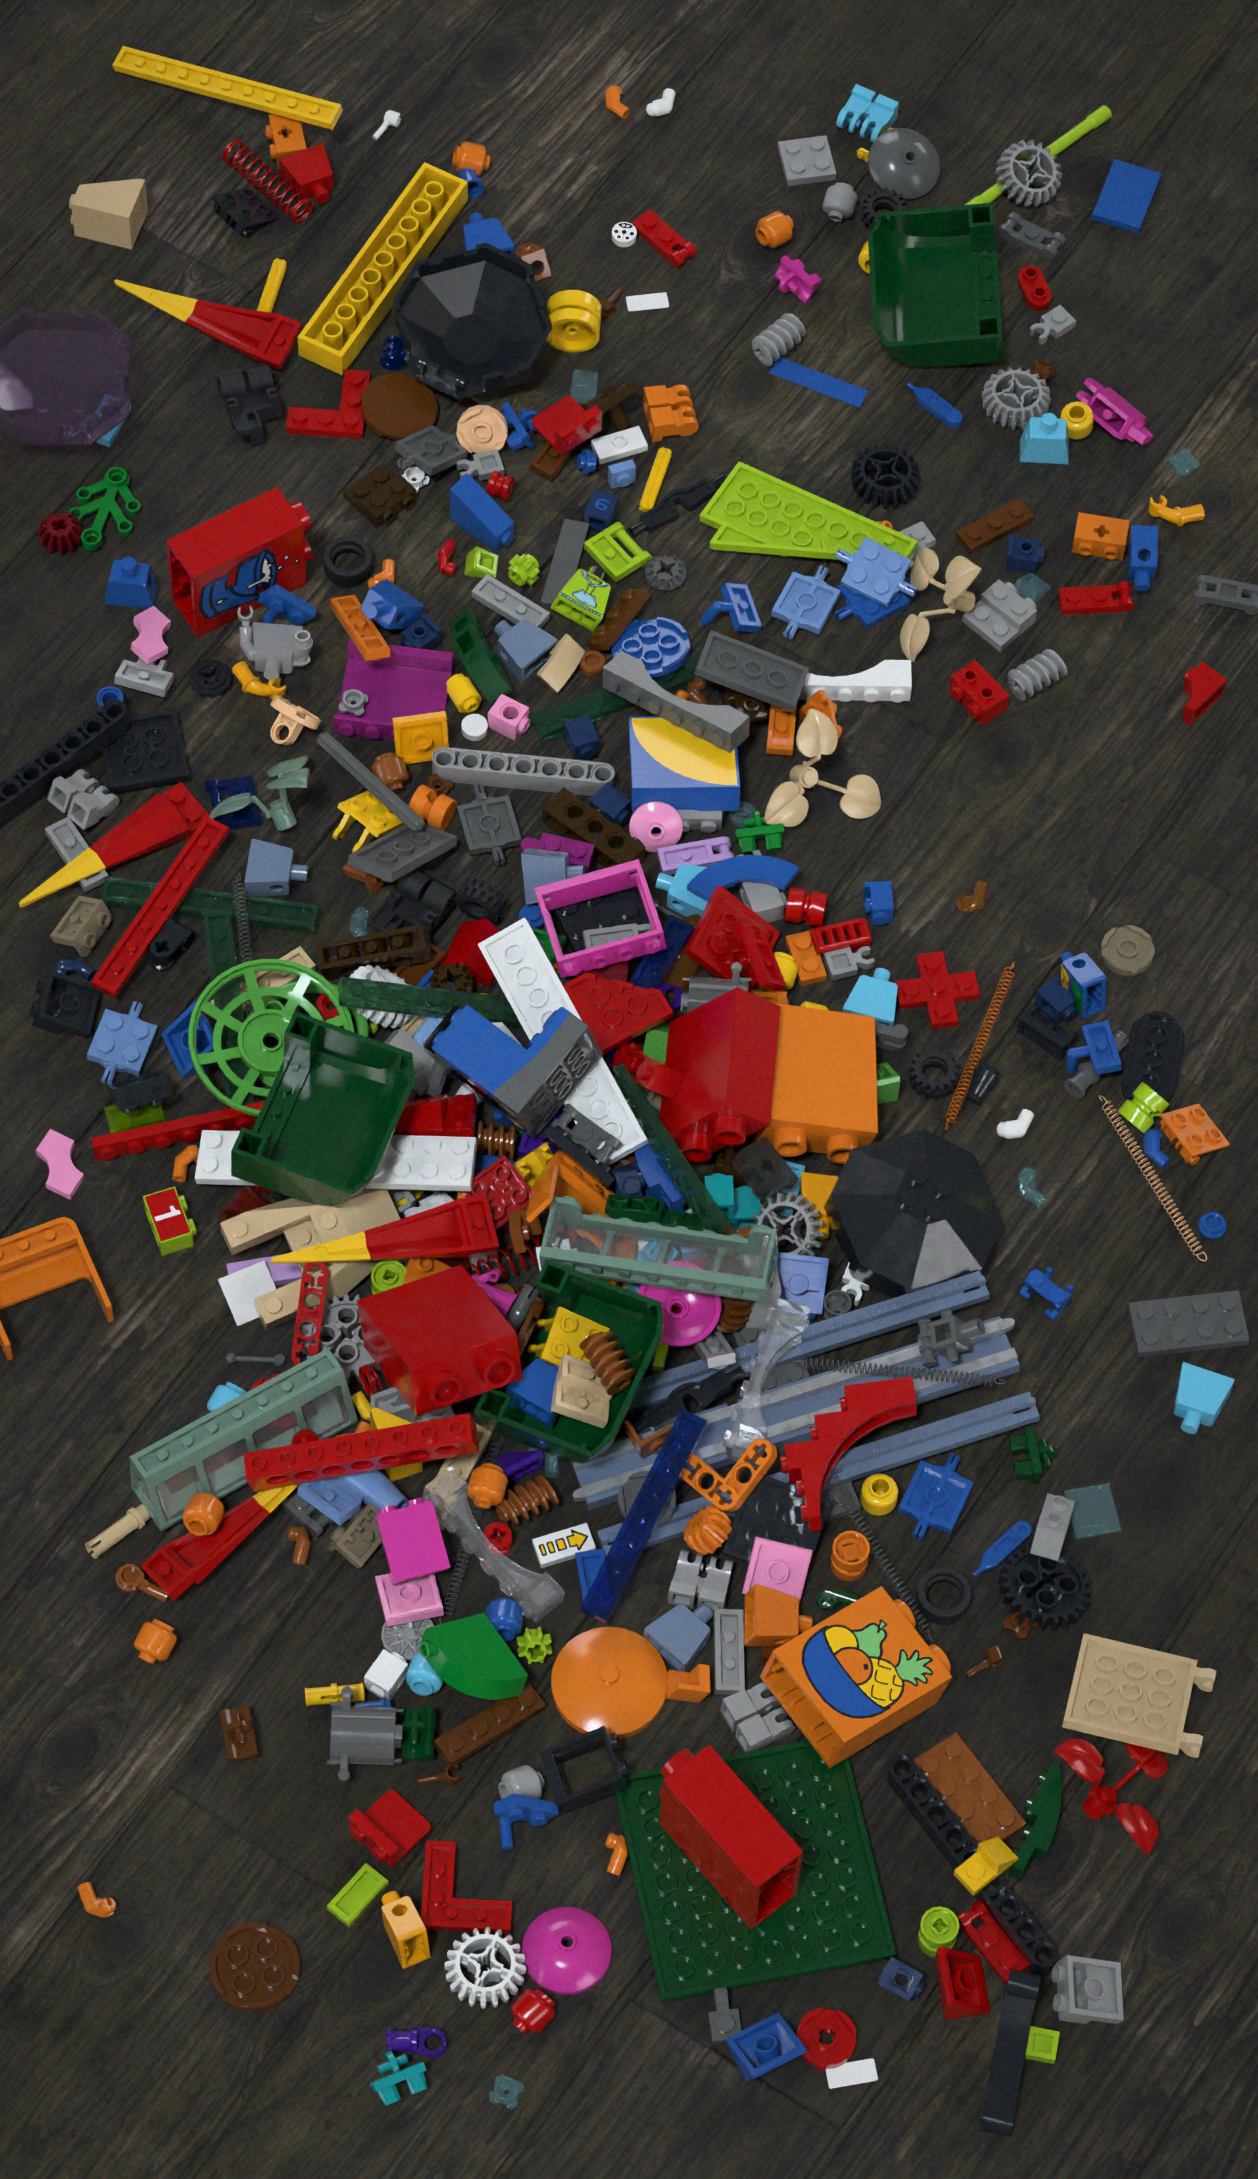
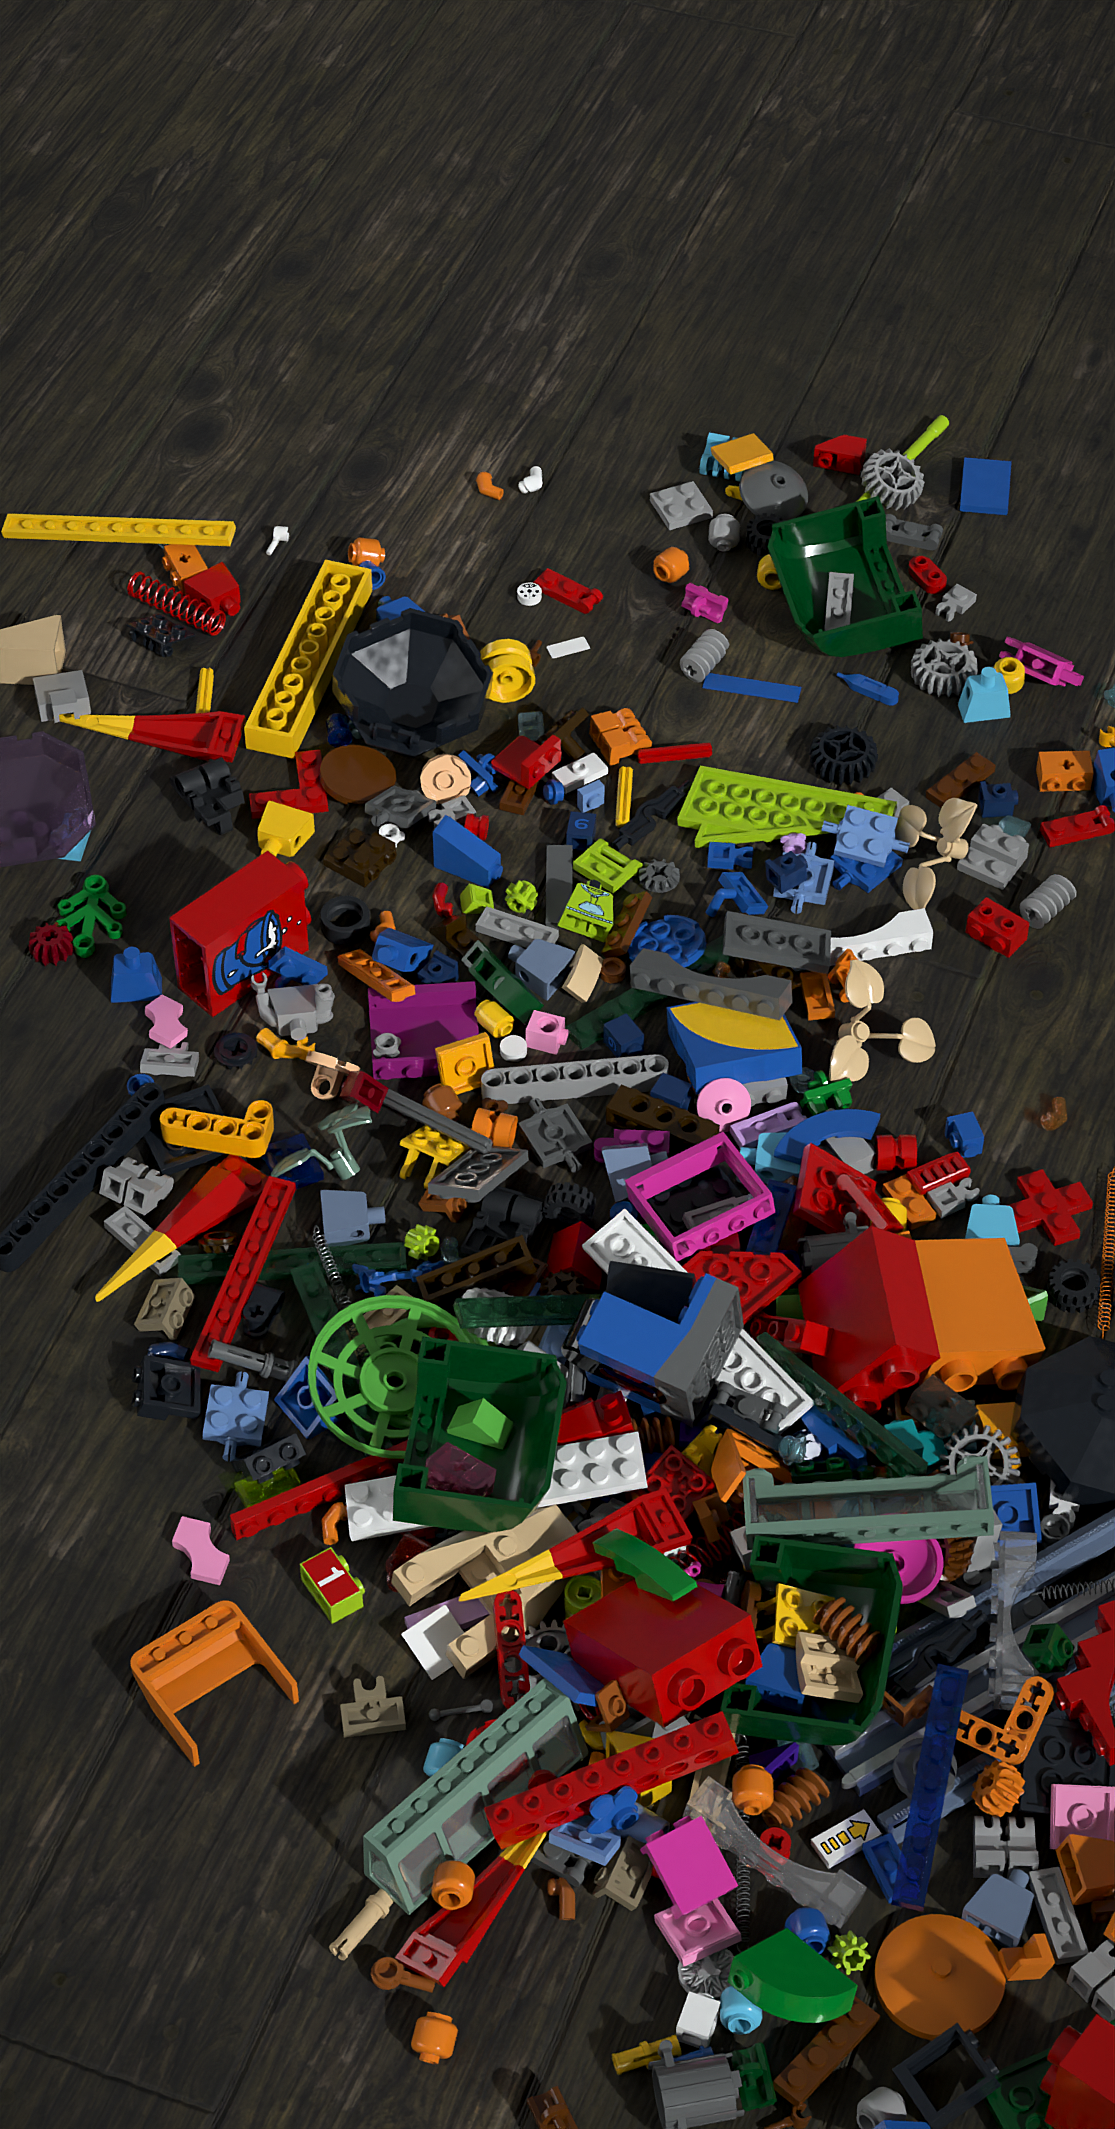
camera: 10 degrees left, 10 degrees down
(130, 264) = (61, 695): none -> light grey piece
(136, 749) = (220, 1133): none -> light orange beam
(147, 870) = (220, 1241): none -> dark brown gear
(159, 1000) = (266, 1364): none -> dark grey pin
(175, 1344) = (372, 1711): none -> dark tan plate
(276, 938) = (371, 1280): none -> blue piece
(300, 1145) = (459, 1472): none -> clear pink brick
(311, 453) = (284, 829): none -> yellow torso
(317, 747) = (363, 1090): none -> dark red slope
(334, 908) = (422, 1242): none -> lime gear
(334, 1101) = (481, 1423): none -> bright green slope
(350, 1352) = (563, 1674): none -> blue tile
(359, 1480) = (614, 1811): none -> blue plate
(379, 1386) = (612, 1708): none -> dark orange bracket
(443, 1264) = (646, 1564): none -> green slope
(450, 597) = (455, 934): none -> dark brown slope
(516, 1007) = (651, 1288): none -> black slope
(613, 1182) = (793, 1449): none -> clear light blue plate
(719, 441) = (674, 753): none -> red axle
(736, 562) = (726, 856): none -> blue plate
(787, 594) = (786, 871): none -> dark blue brick
(787, 1414) = (1048, 1648): none -> dark green brick
(806, 564) = (794, 842): none -> lavender plate
(880, 117) = (742, 453): none -> light orange tile
(929, 307) = (839, 600): none -> light grey plate
(988, 132) = (841, 454): none -> red slope

